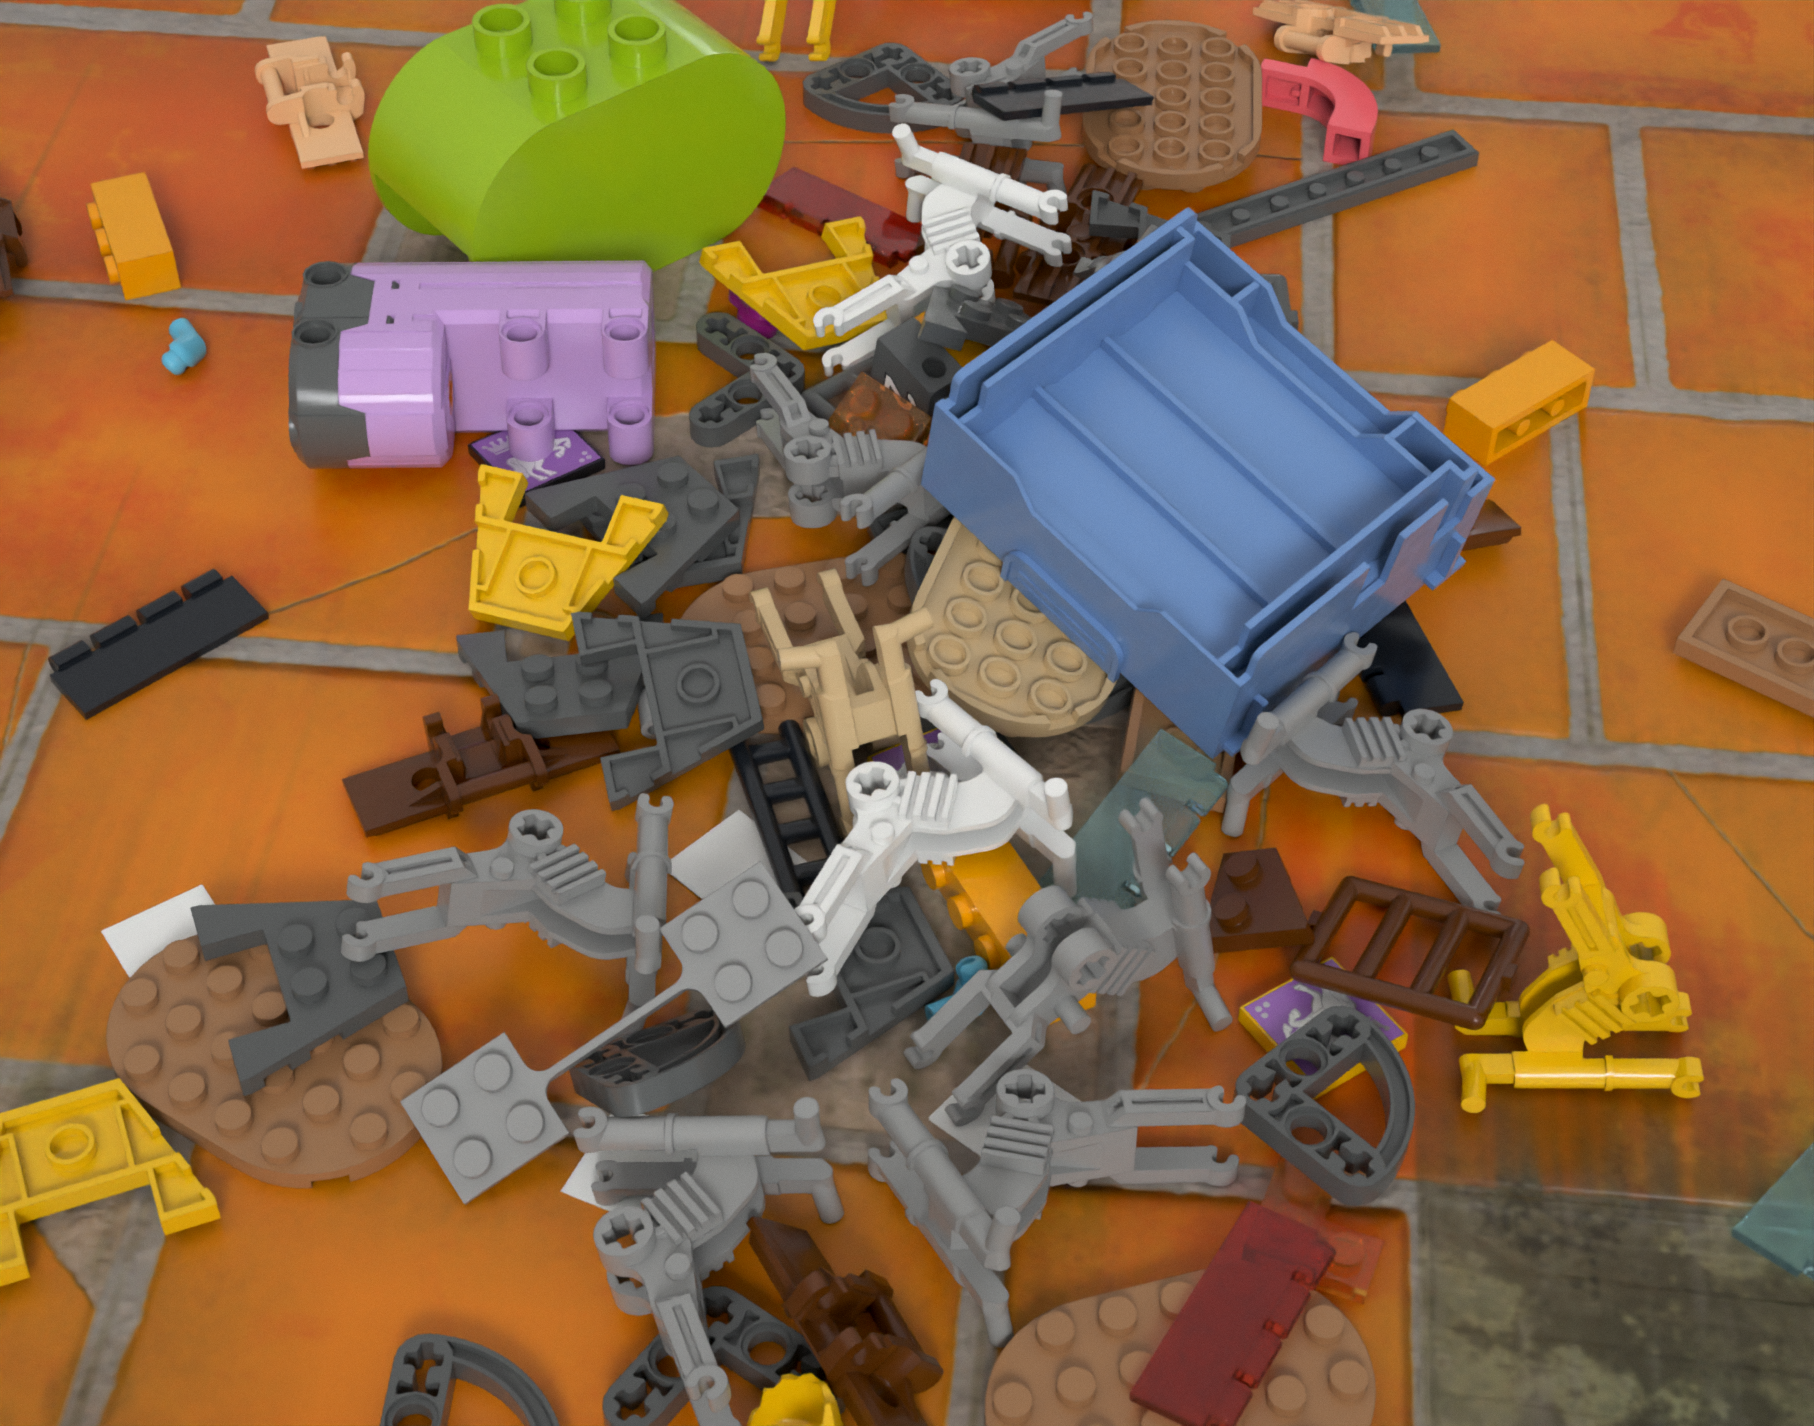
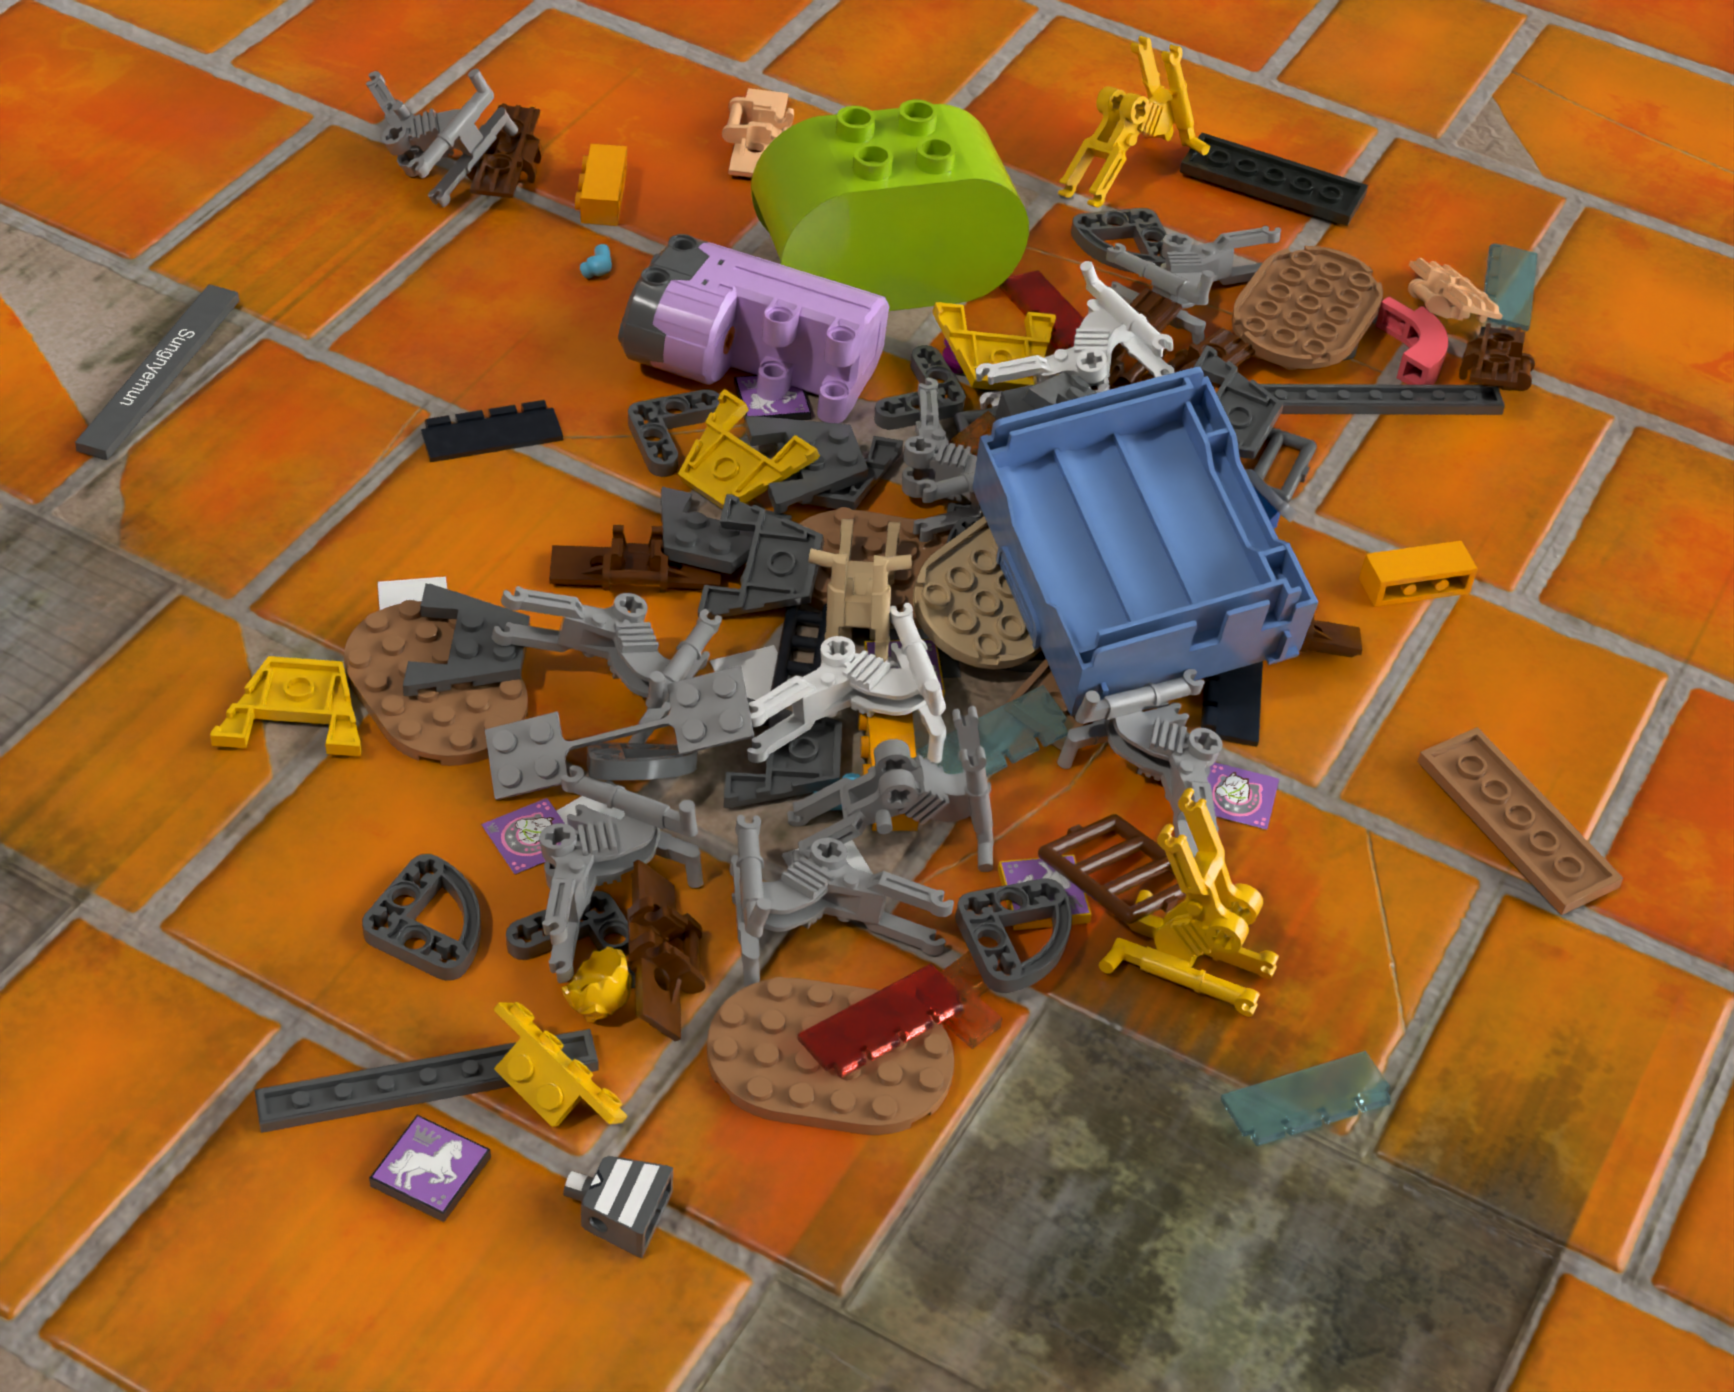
camera: 20 degrees right, 0 degrees up
(442, 505) = (660, 421): none -> dark grey beam
(542, 1240) = (518, 834): none -> sticker
(1080, 94) = (1227, 277): black windscreen -> none
(1256, 904) = (1044, 807): reddish brown wing -> none
(1437, 92) = (1498, 359): none -> reddish brown piece
(1498, 777) = (1242, 795): none -> sticker

